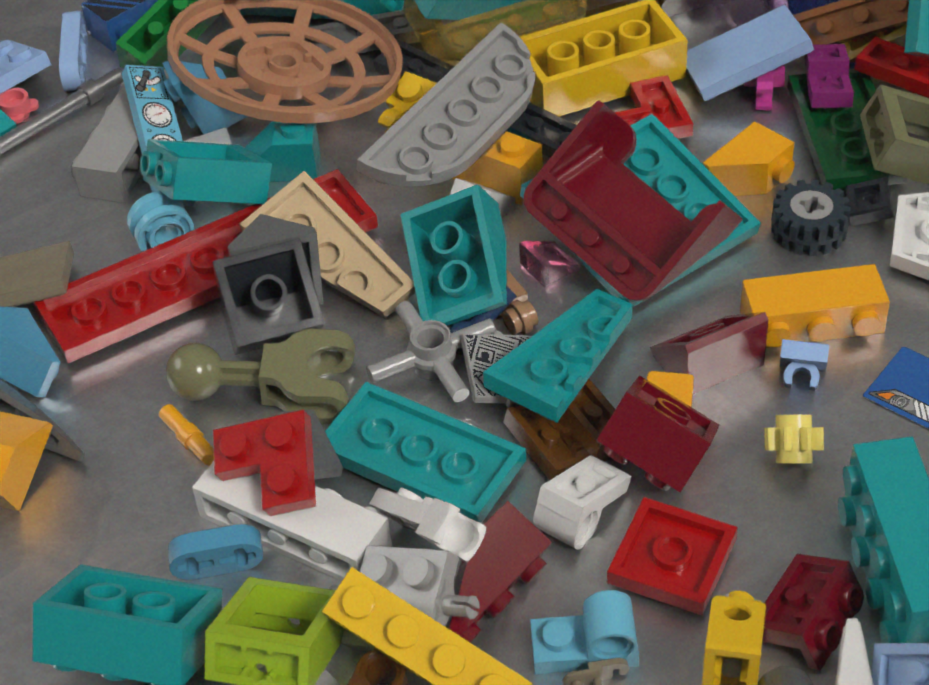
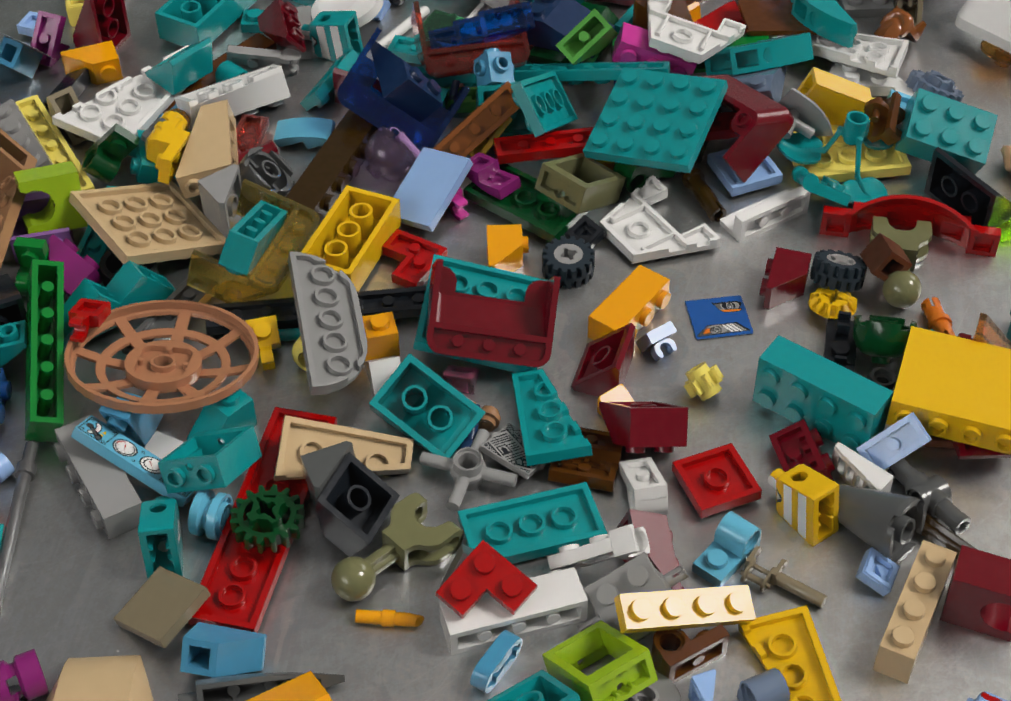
camera: 50 degrees left, 0 degrees up
(95, 213) = (161, 522): none -> teal torso
(183, 258) = (267, 518): none -> dark green gear

